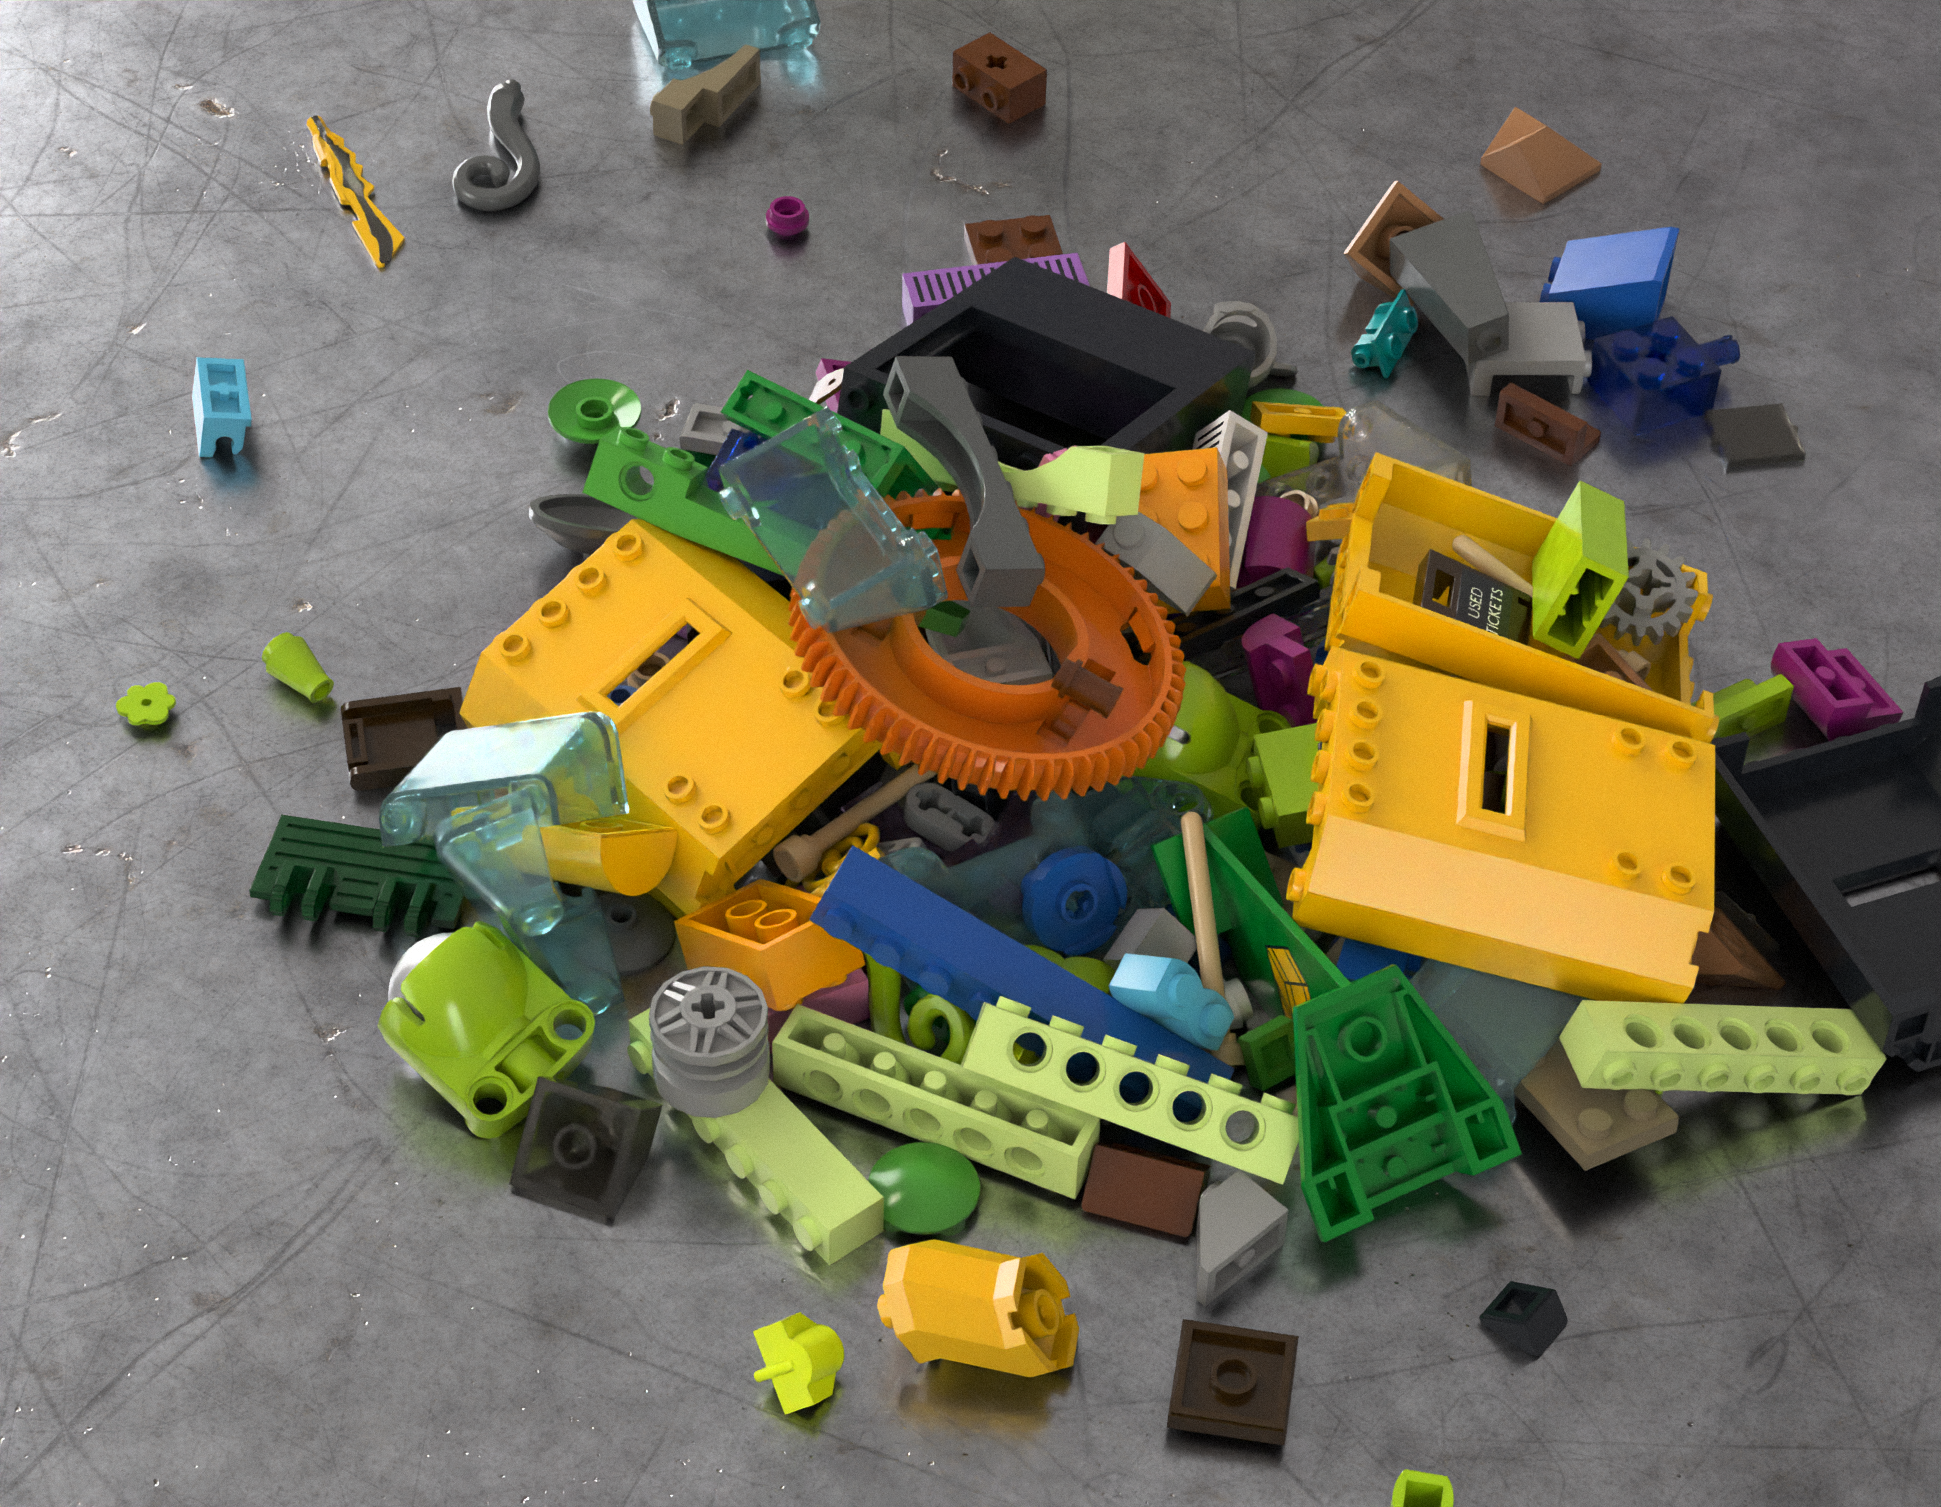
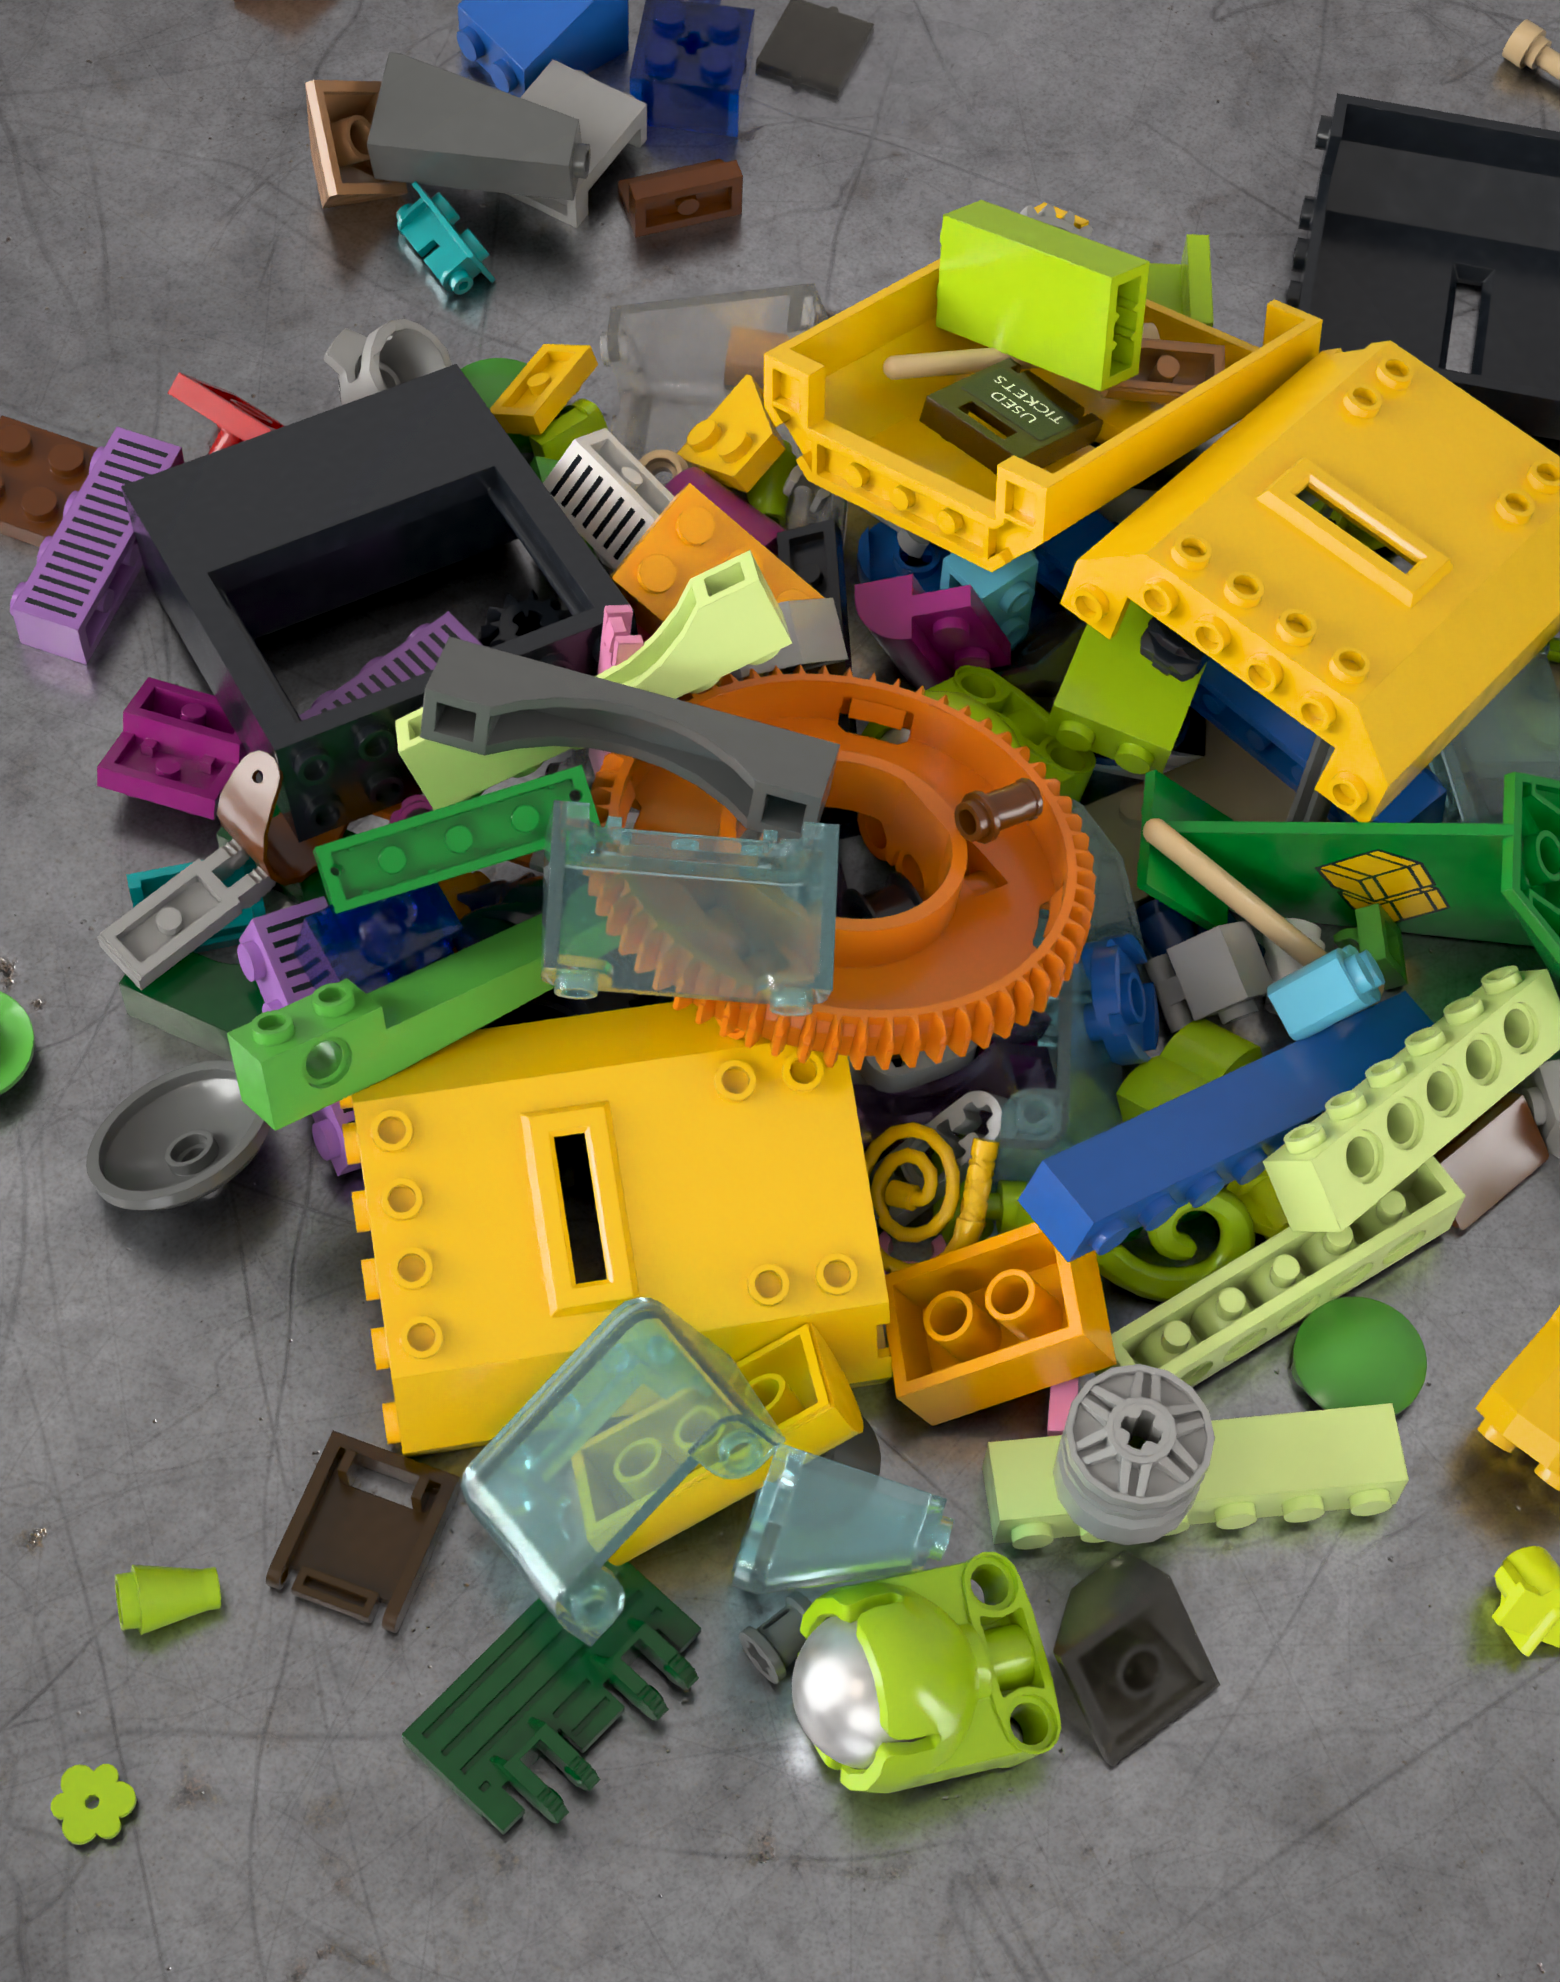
camera: 60 degrees left, 15 degrees up
(800, 855) = (894, 1217): tan piece -> none
(1833, 688) = (1230, 207): magenta brick -> none

